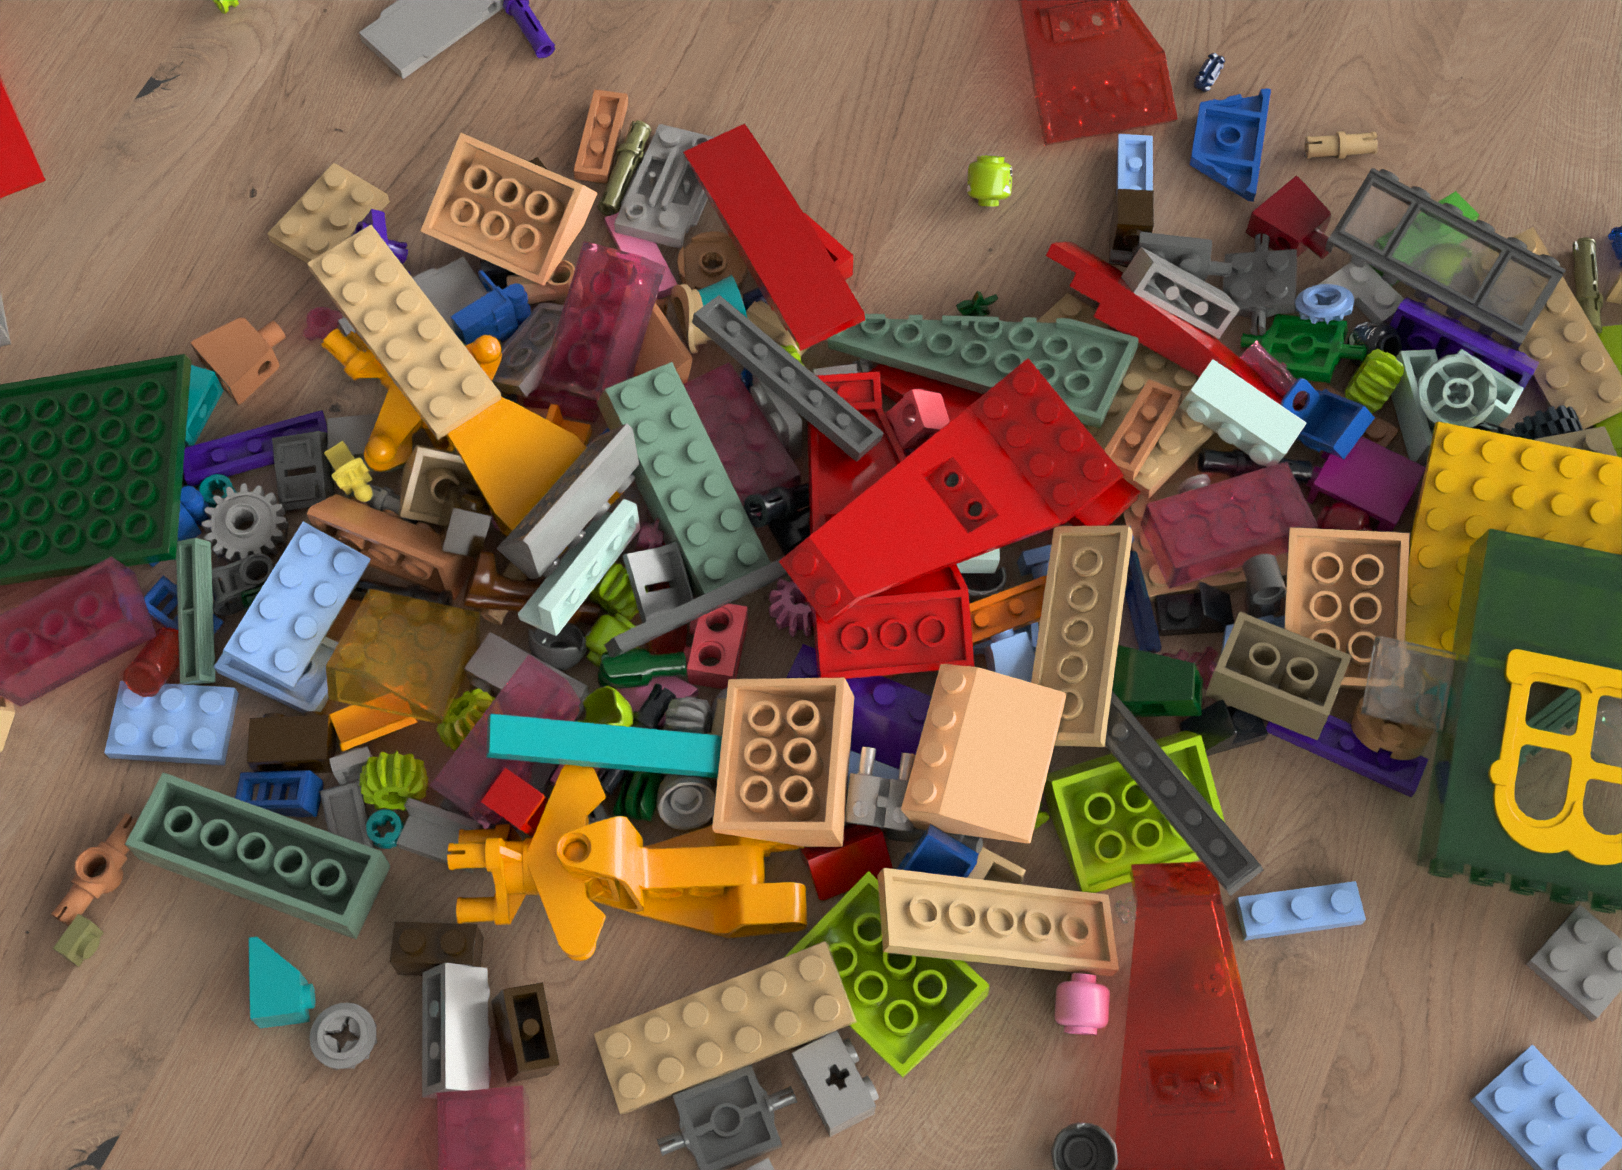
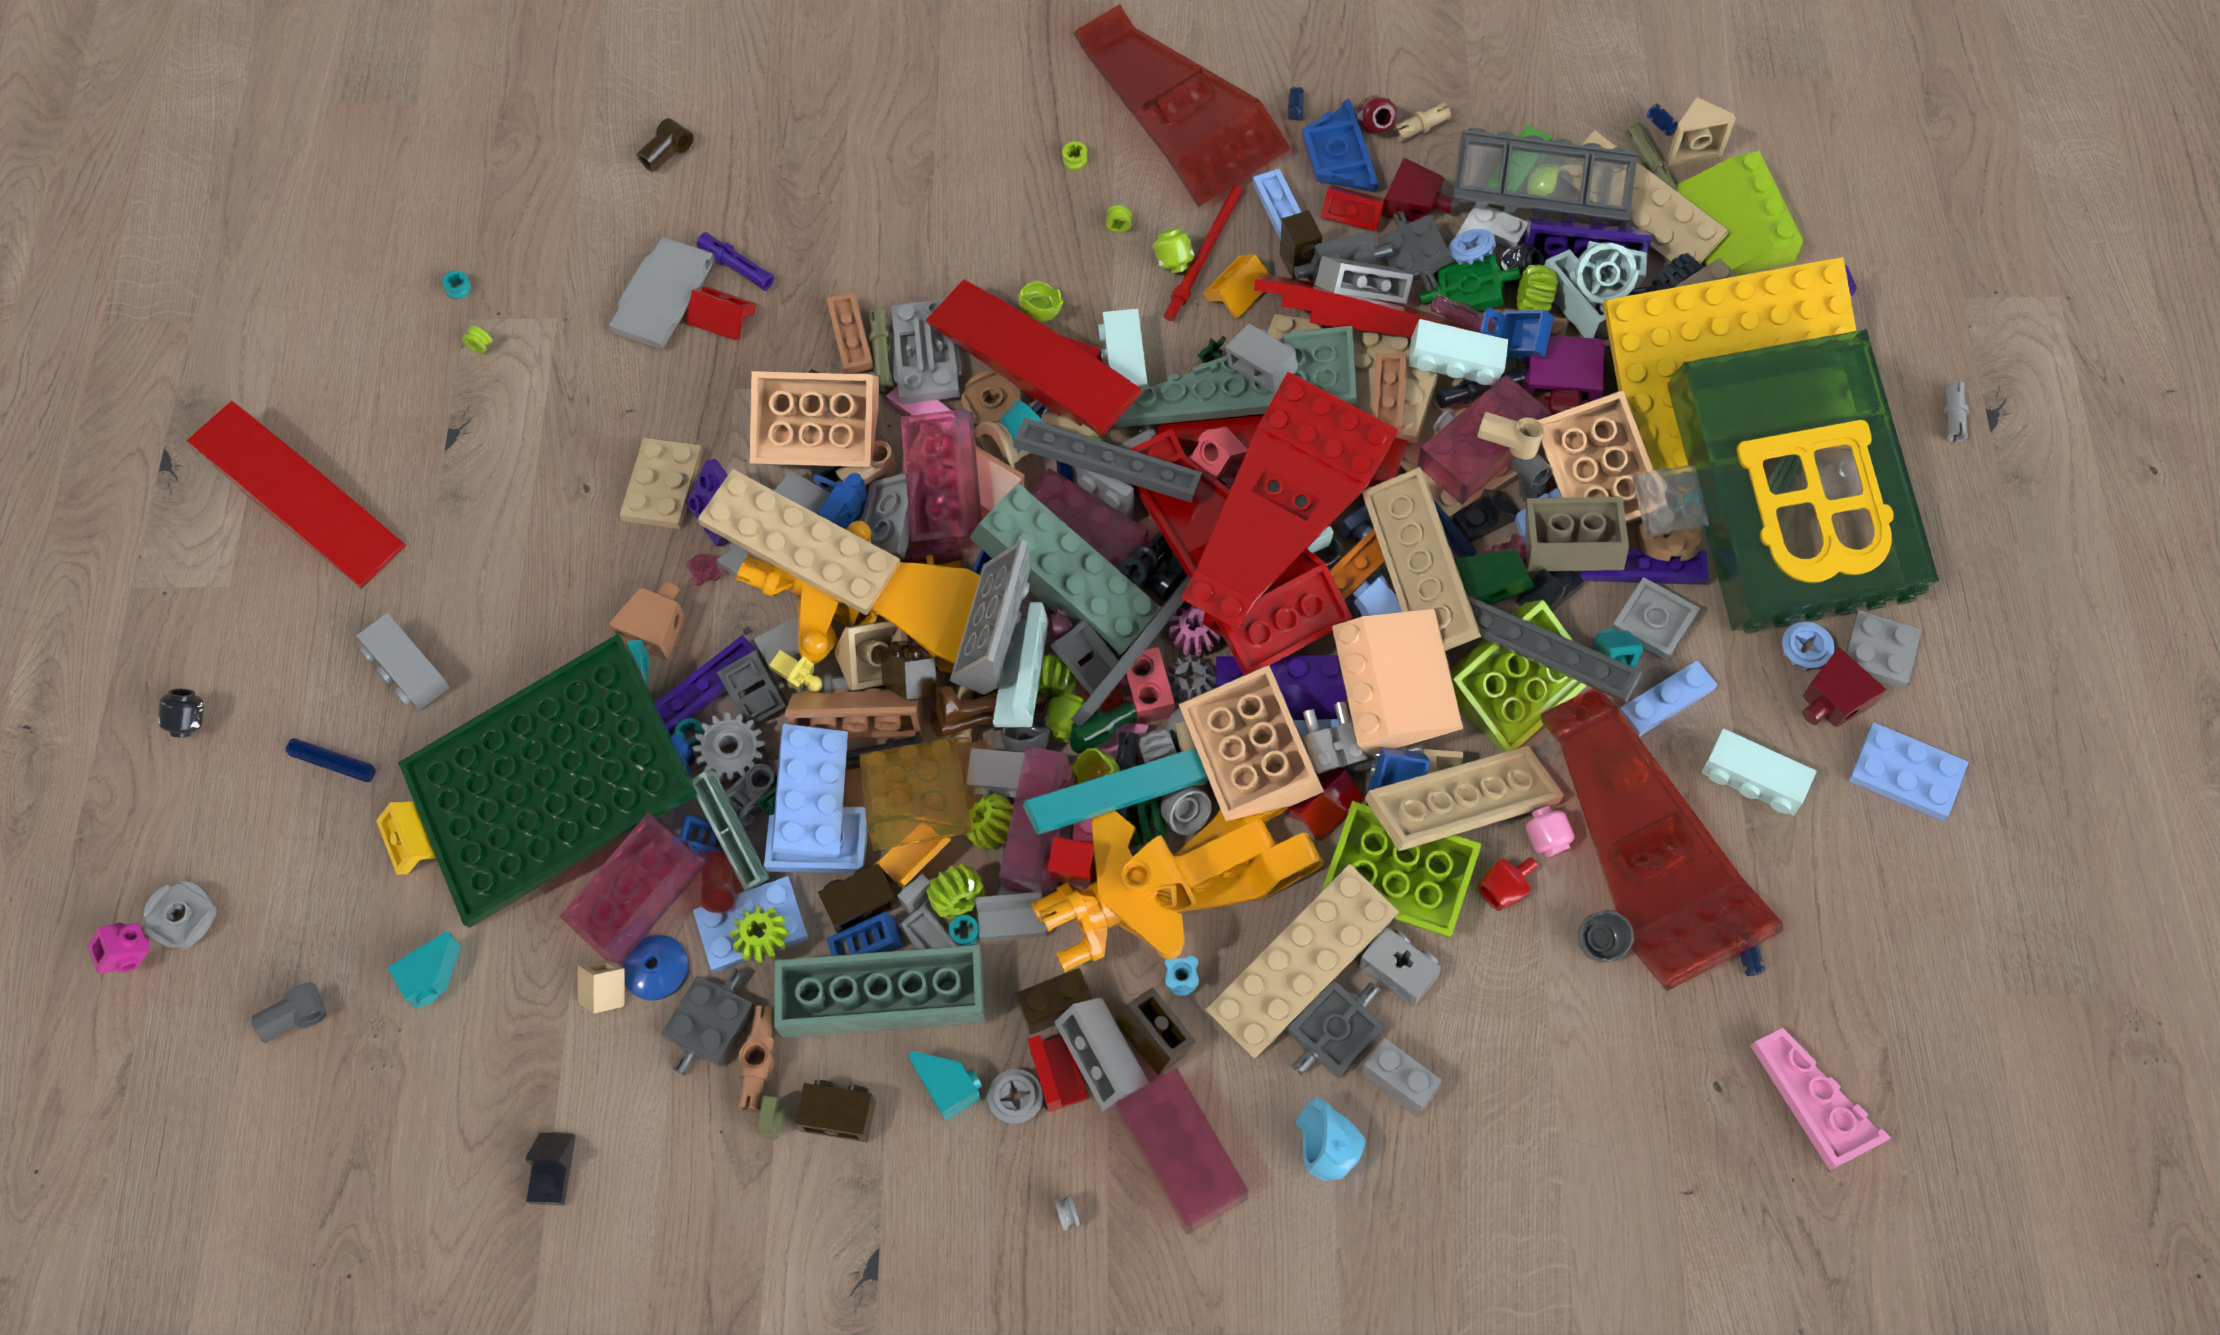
camera: 20 degrees left, 0 degrees up
(64, 735) = (665, 977): none -> blue dish
(74, 807) = (708, 1021): none -> dark grey plate
(148, 965) = (835, 1111): none -> dark brown brick
(161, 724) = (749, 943): none -> lime gear
(396, 1030) = (1057, 1072): none -> red panel
(479, 61) = (718, 312): none -> red panel
(583, 973) = (1182, 966): none -> medium azure brick
(752, 661) = (1200, 668): none -> light grey gear
(817, 179) = (1040, 301): none -> lime hair
(881, 265) = (1123, 344): none -> light aqua brick
(941, 30) = (1074, 148): none -> lime bush
(949, 123) = (1118, 218): none -> lime bush
(977, 230) = (1182, 292): none -> red bar
(1002, 1042) = (1506, 884): none -> red piece
(1017, 331) = (1261, 357): none -> light grey brick
(1033, 243) = (1236, 284): none -> light orange panel
(1214, 209) = (1352, 207): none -> red panel
(1263, 537) = (1521, 436): none -> tan piece
(1263, 830) = (1619, 646): none -> teal slope
(1291, 117) = (1376, 114): none -> dark red head
(1330, 812) = (1656, 618): none -> light grey plate
(1362, 1044) = (1758, 772): none -> light aqua brick
(1499, 902) = (1803, 632): none -> light blue gear
(1509, 991) = (1840, 691): none -> dark red torso

